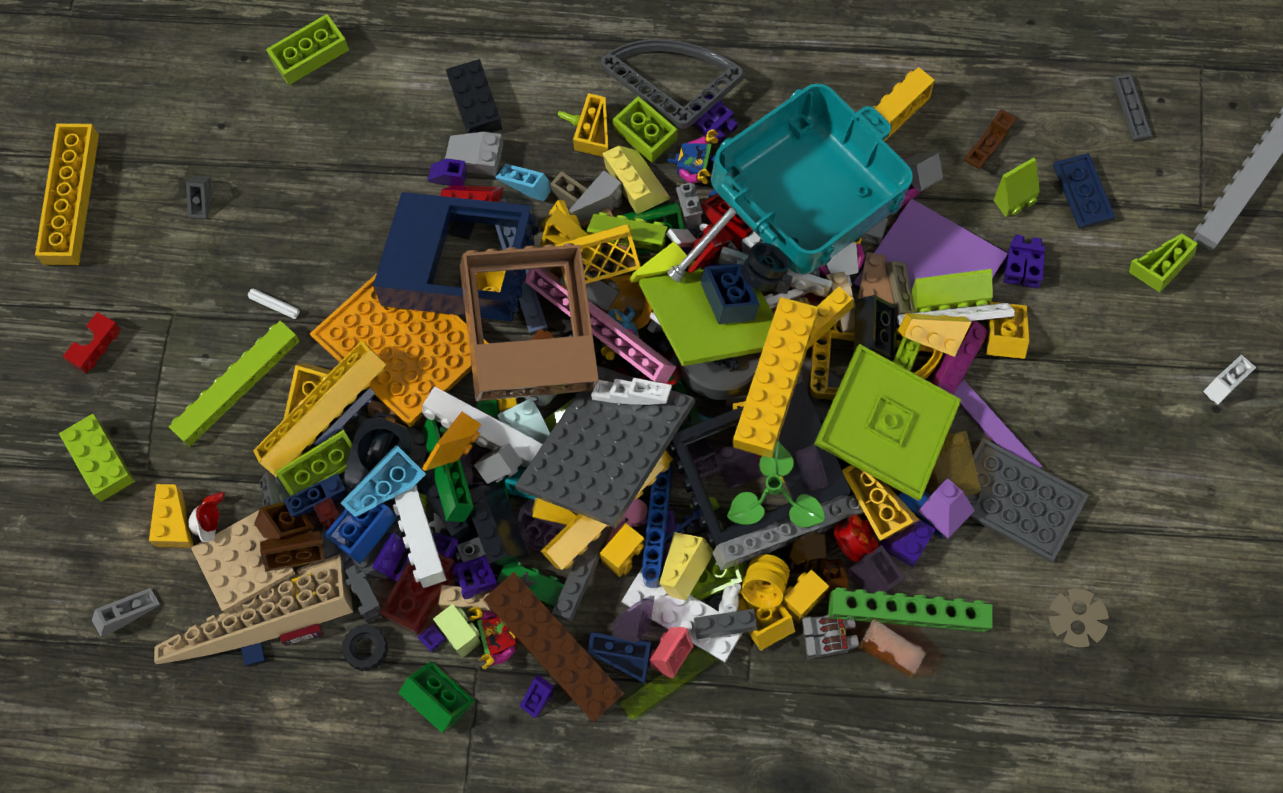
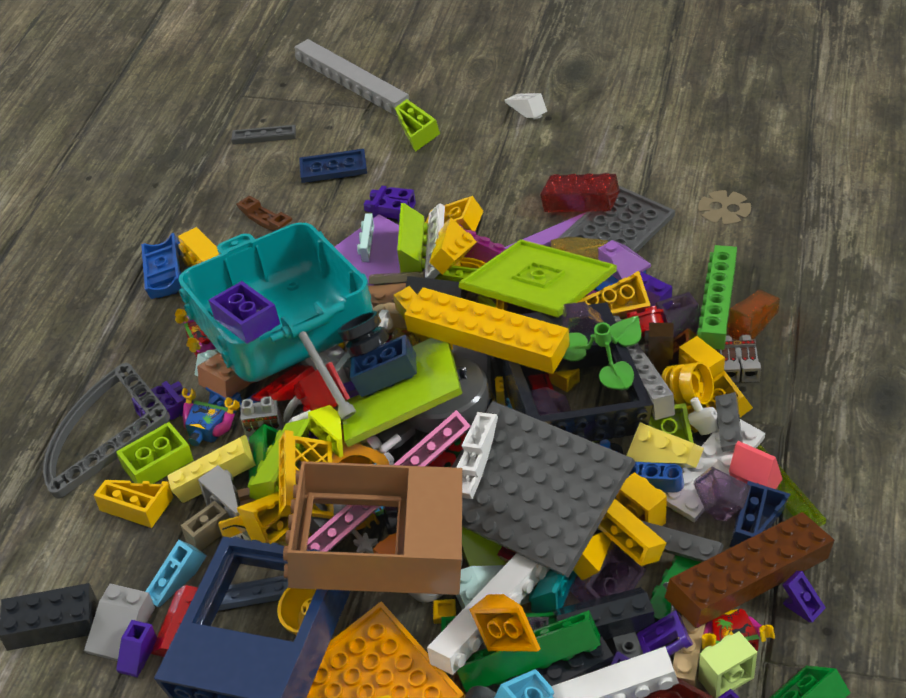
camera: 80 degrees left, 25 degrees down
(498, 464) = (533, 593): light grey brick -> none
(574, 119) = (115, 522): lime piece -> none
(745, 152) = (244, 312): none -> dark purple brick
(892, 64) = (161, 267): none -> blue piece
(959, 247) = (366, 237): none -> light aqua plate
(1018, 188) = (322, 197): lime slope -> none
(1060, 455) = (580, 192): none -> clear red brick

